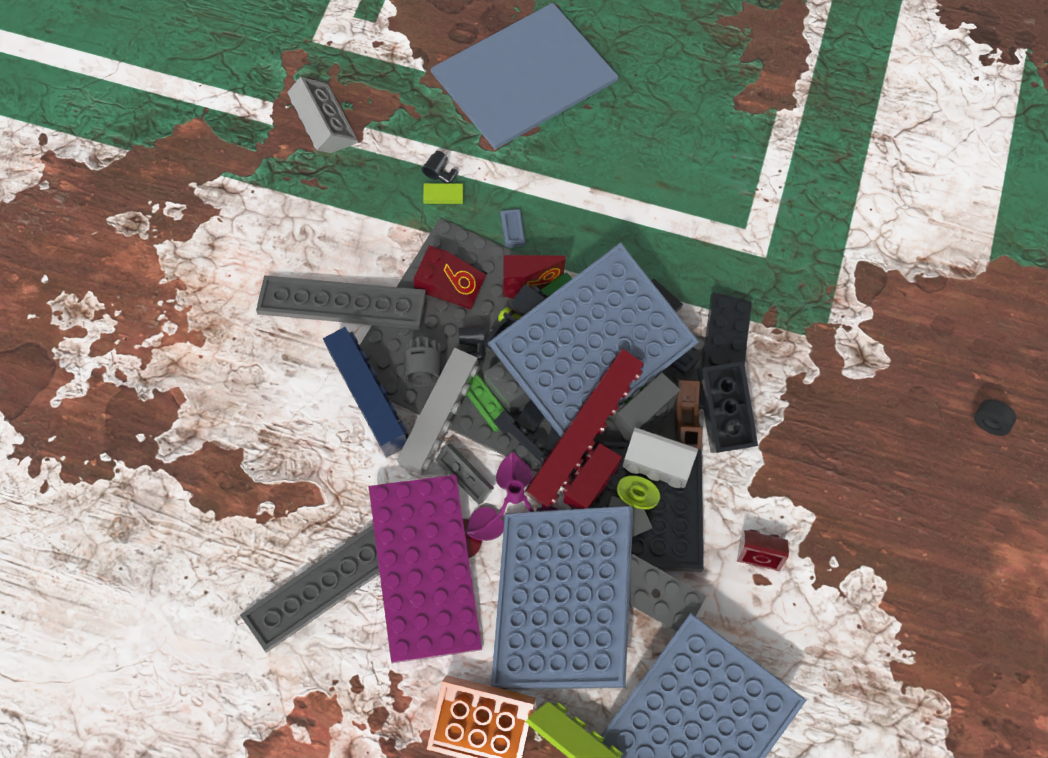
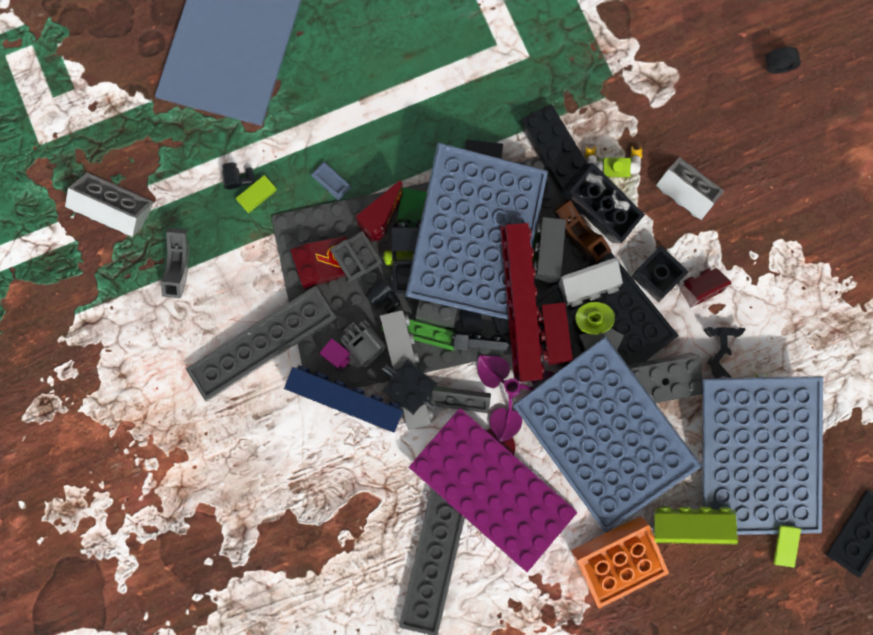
camera: 35 degrees left, 15 degrees up
(331, 197) = (177, 263): none -> dark grey arch
(392, 354) = (335, 354): none -> magenta brick
(428, 423) = (410, 387): none -> black plate
(478, 294) = (356, 256): none -> dark grey slope
(730, 506) = (659, 274): none -> black brick
(748, 602) = (717, 370): none -> black piece
(767, 391) = (616, 166): none -> torso
(819, 459) = (689, 188): none -> light grey slope

